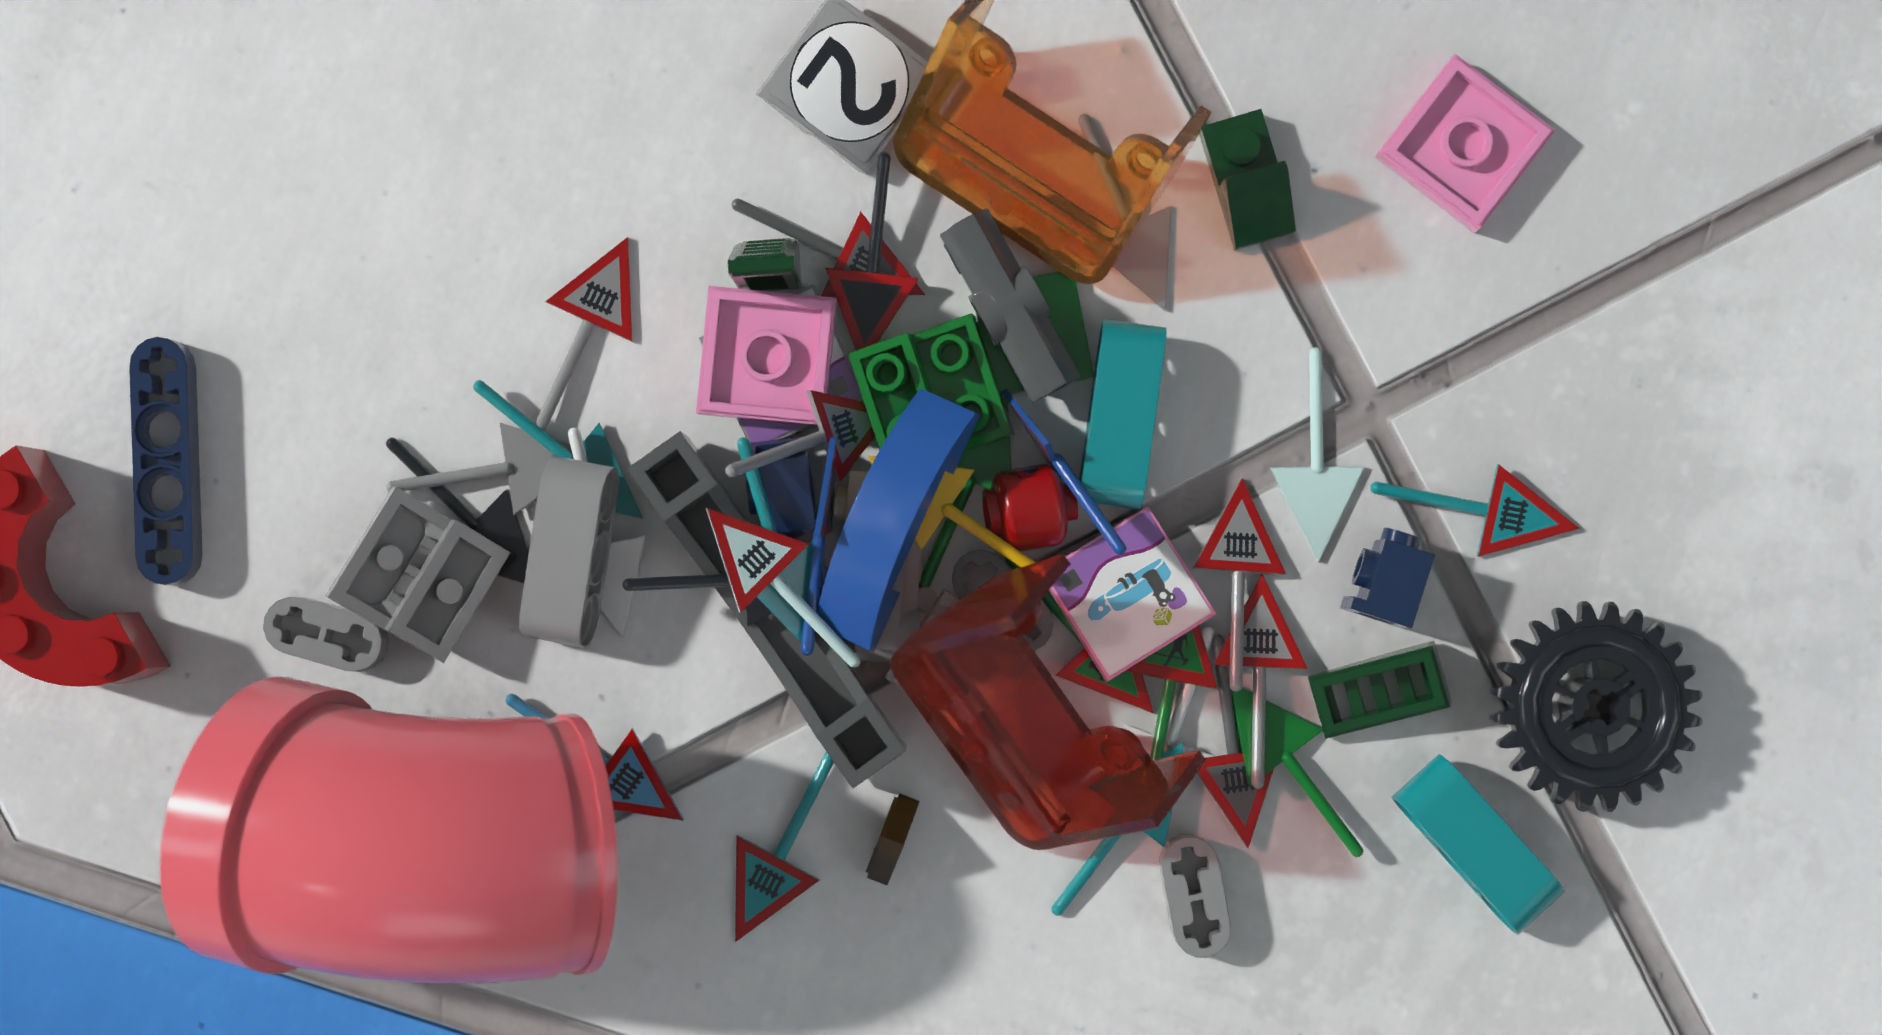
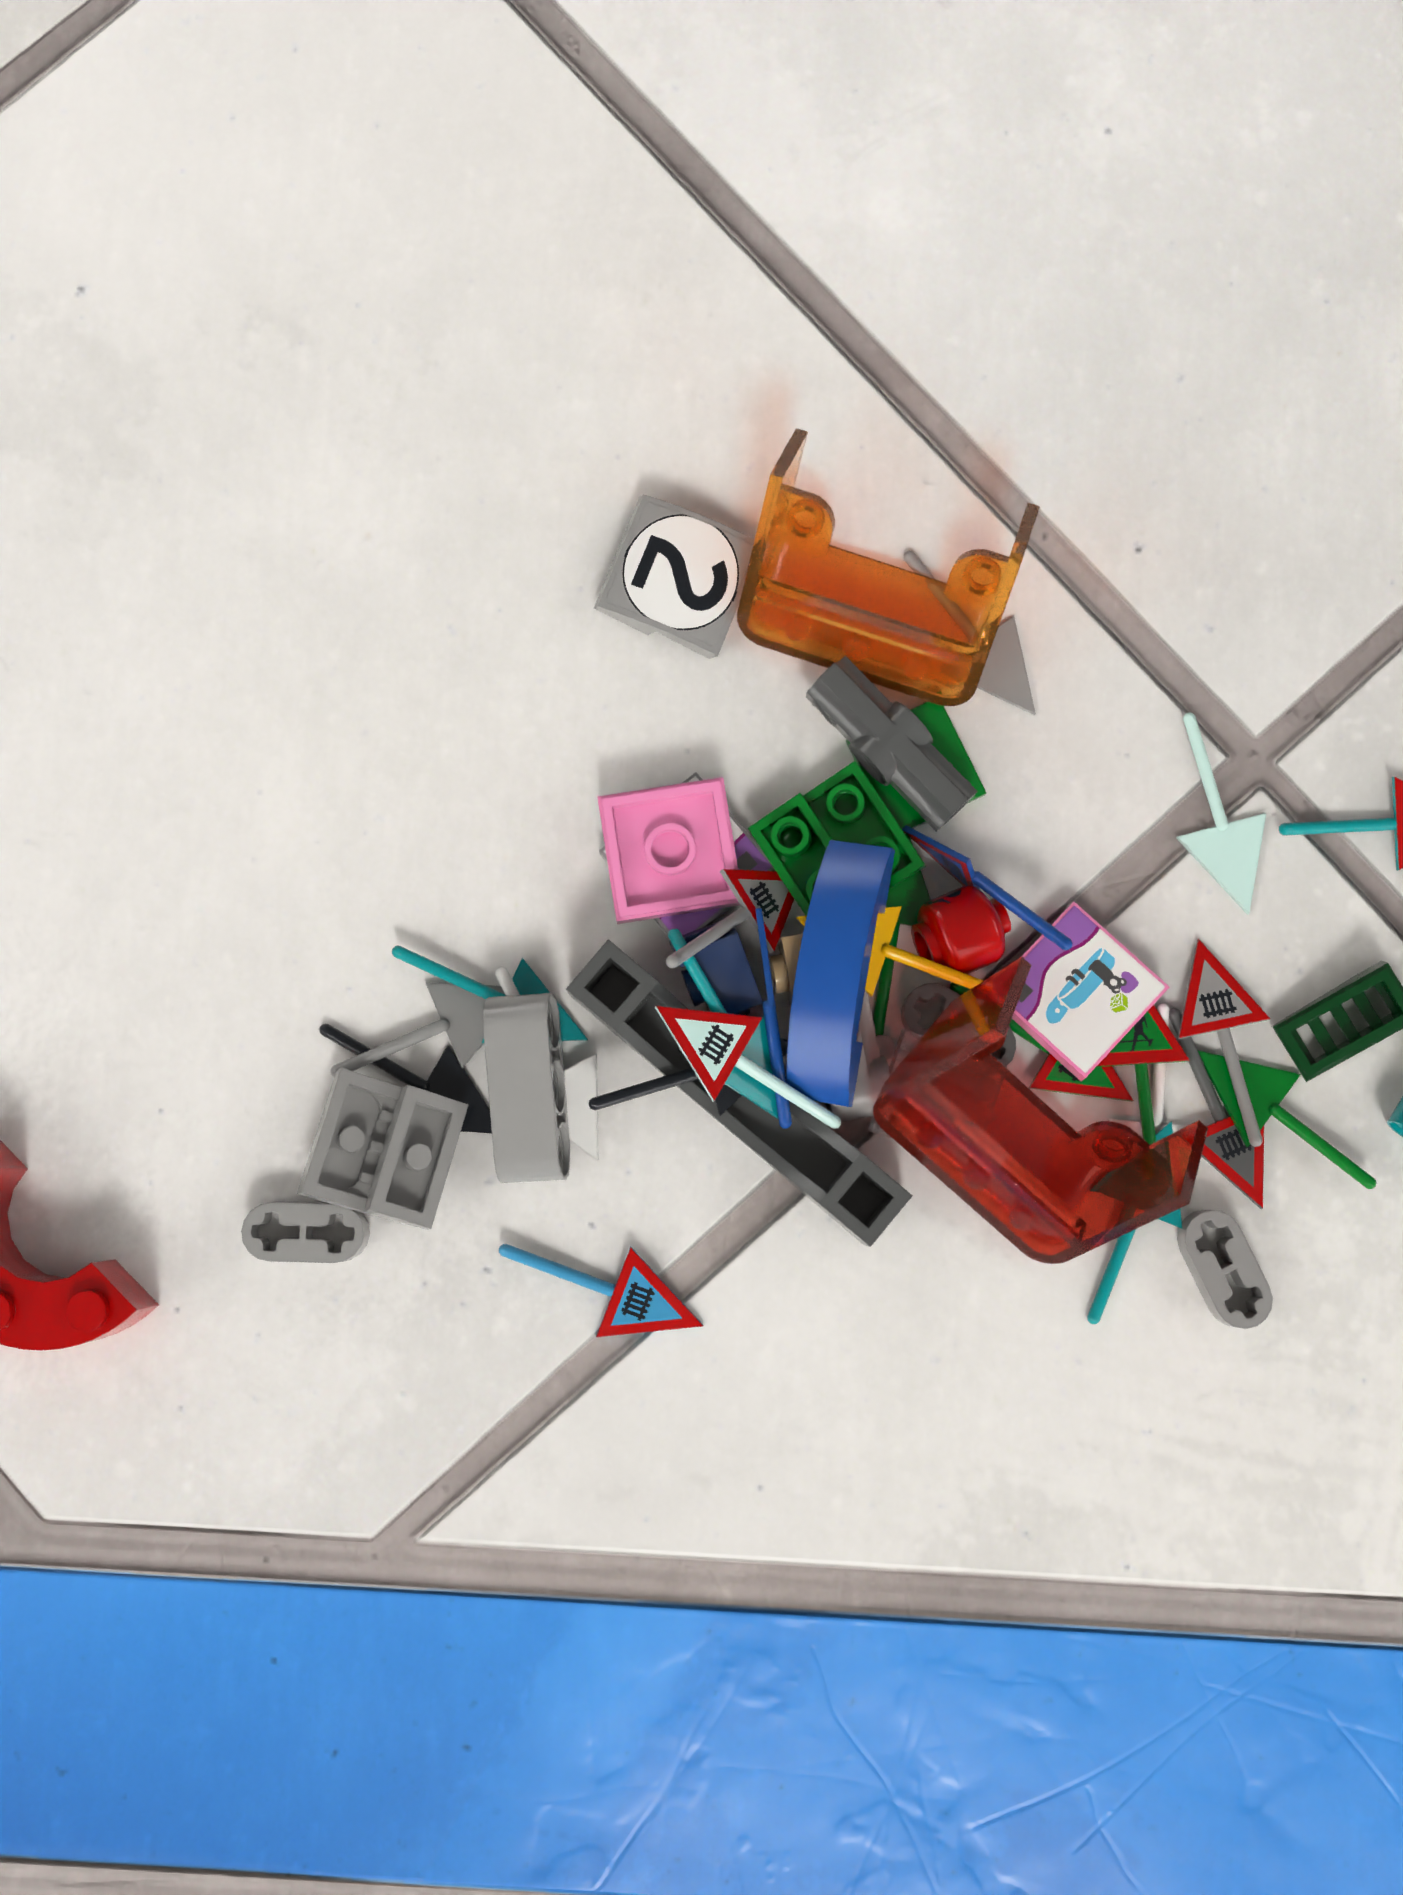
camera: 15 degrees left, 5 degrees down
(153, 462) = (95, 1107): dark blue beam -> none
(390, 841) = (430, 1419): coral cylinder -> none
(600, 299) = (492, 839): piece -> none
(766, 265) = (649, 764): dark green slope -> none
(767, 880) = (800, 1363): piece -> none
(850, 257) = (737, 745): piece -> none
(871, 298) = (753, 772): piece -> none
(892, 838) = (917, 1290): dark brown tile -> none
(1122, 412) = (1025, 817): teal beam -> none
(1240, 546) = (1171, 918): piece -> none
(1248, 179) = (1082, 572): dark green slope -> none
(1390, 579) = (1327, 912): dark blue brick -> none
(1465, 143) = (1273, 488): bright pink tile -> none

